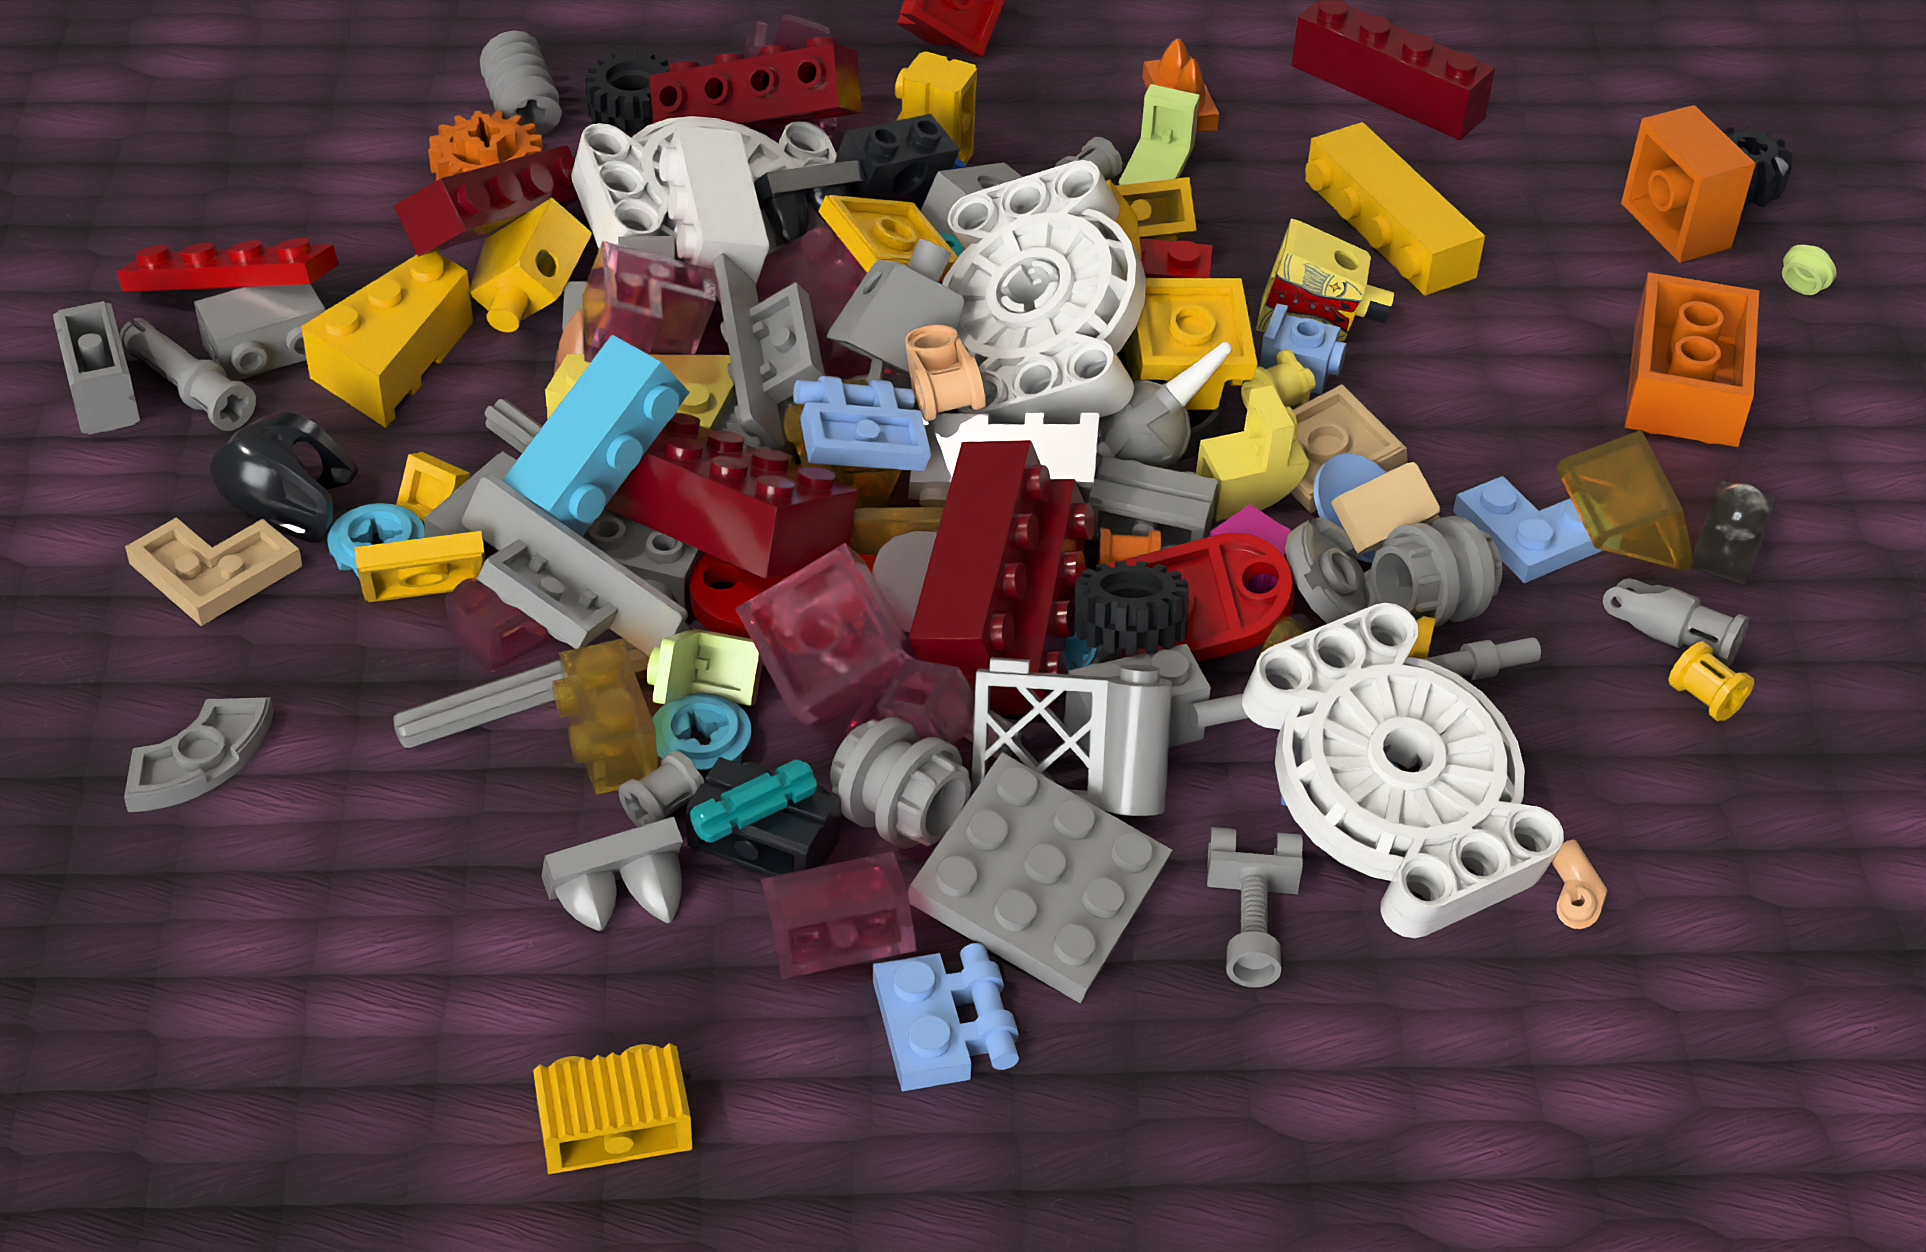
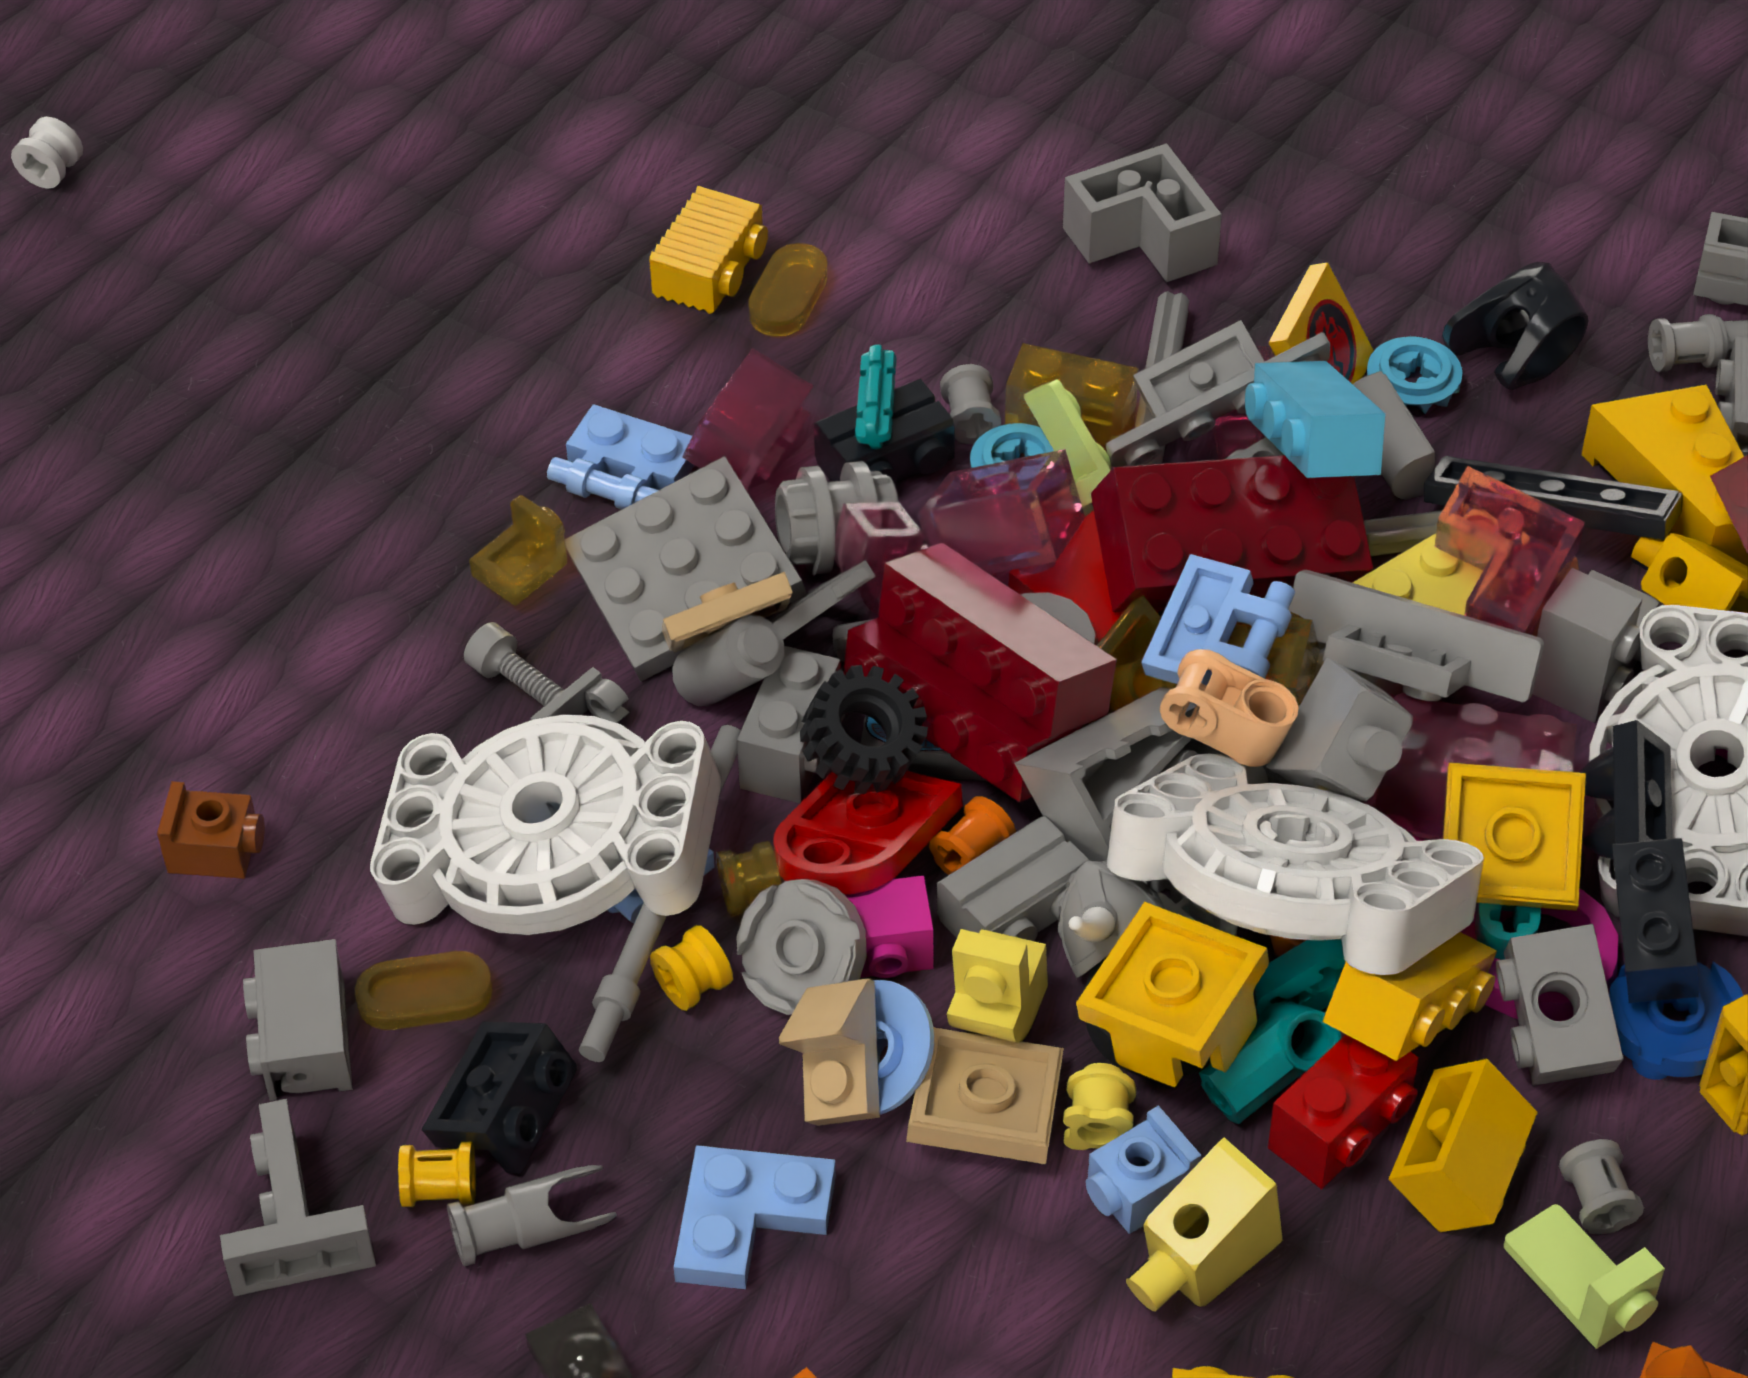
camera: 130 degrees right, 5 degrees up
(199, 756) = (1246, 199): light grey tile -> none
(213, 579) = (1444, 258): tan plate -> none
(310, 773) = (1145, 204): none -> light grey brick
(428, 483) = (1448, 419): yellow tile -> none
(488, 373) = (1597, 502): none -> black tile
(605, 1023) = (788, 289): none -> clear yellow tile
(642, 857) = (923, 336): light grey tile -> none
(713, 199) = (1623, 676): white brick -> none
(1110, 739) = (723, 607): none -> tan plate
(1136, 1002) = (523, 553): none -> clear yellow bracket
(1438, 569) = (734, 1044): light grey piece -> none
(1583, 889) = (343, 909): light nougat arm -> none
(1585, 802) = (423, 990): none -> clear yellow tile
(1617, 689) = (503, 1092): none -> black bracket
(1626, 1022) = (209, 832): none -> dark orange brick
(1628, 502) = (677, 1272): clear yellow slope -> none
(1703, 835) = (299, 1017): none -> light grey hinge
(1844, 722) = (291, 1242): none -> light grey bracket

